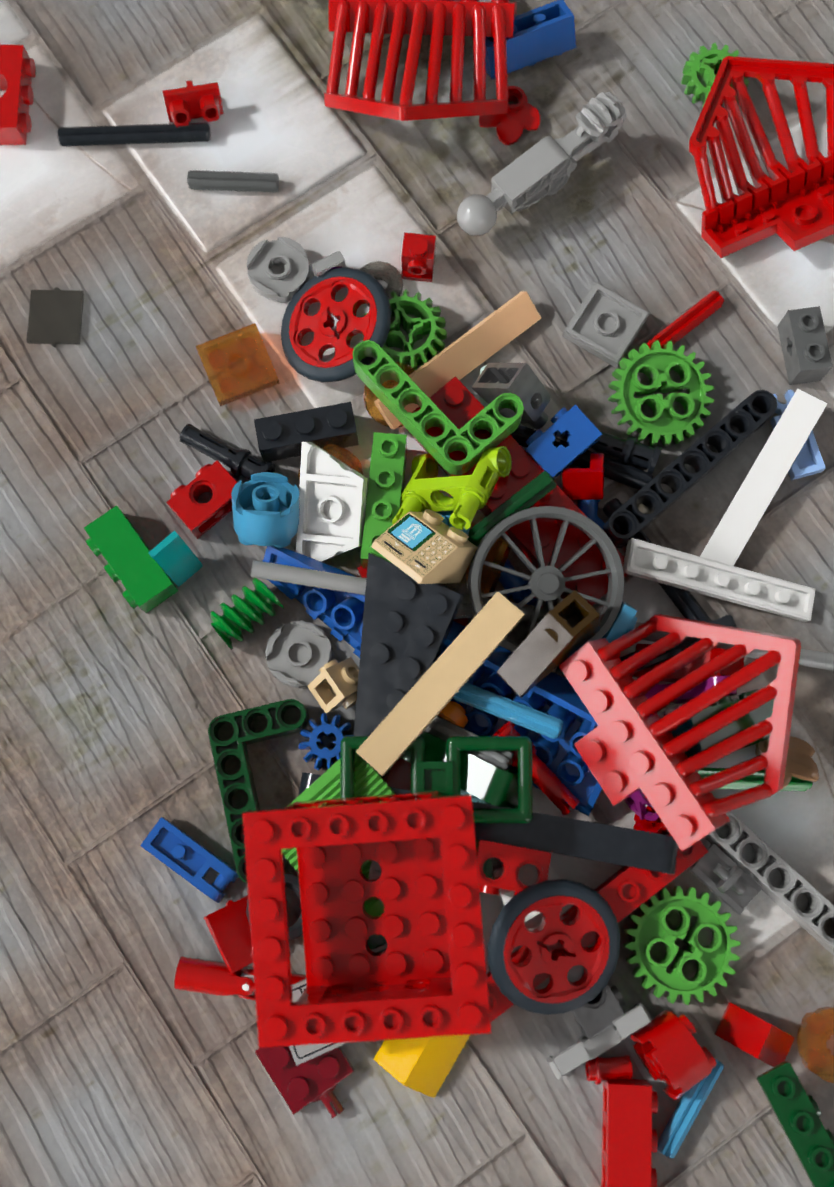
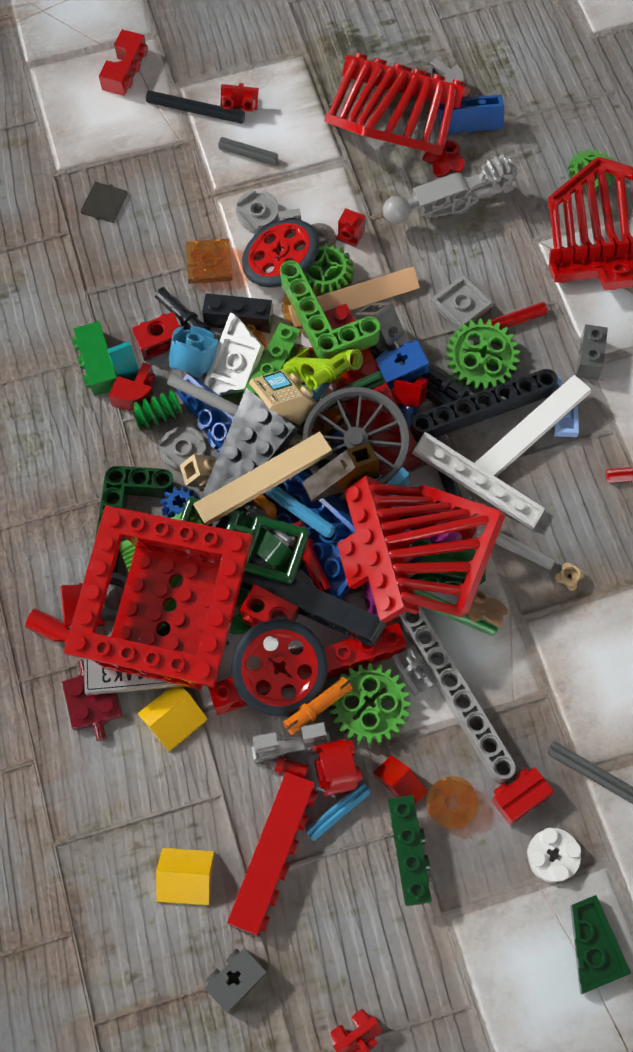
camera: 20 degrees right, 10 degrees down
(189, 858) = (63, 550): blue plate -> none
(197, 599) = (127, 392): none -> red brick
(614, 992) = (309, 711): none -> orange pin

